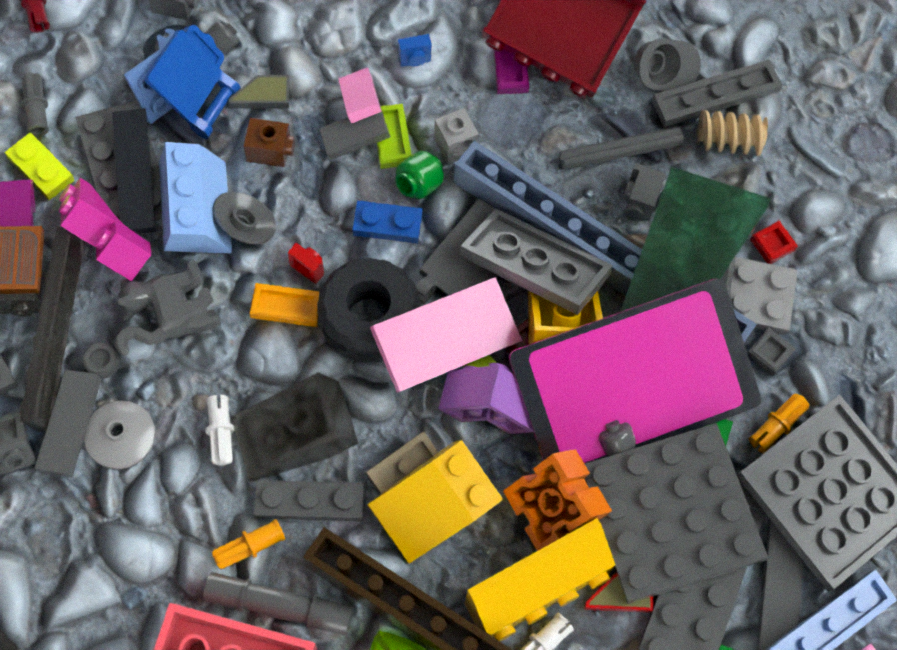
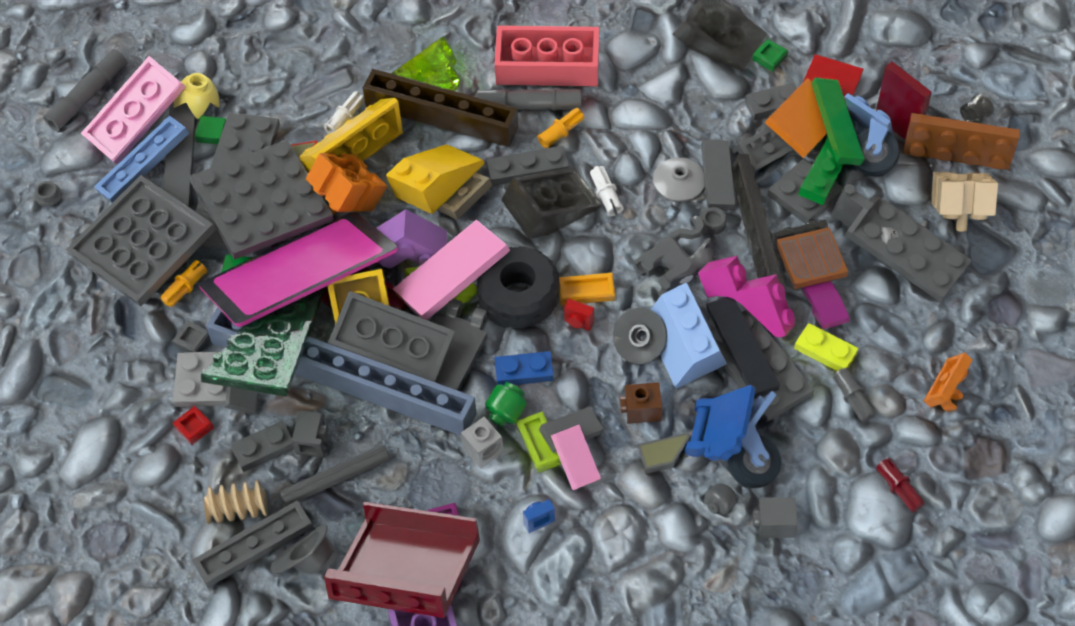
camera: 175 degrees right, 10 degrees down
(617, 438) = (306, 236): dark grey piece -> none

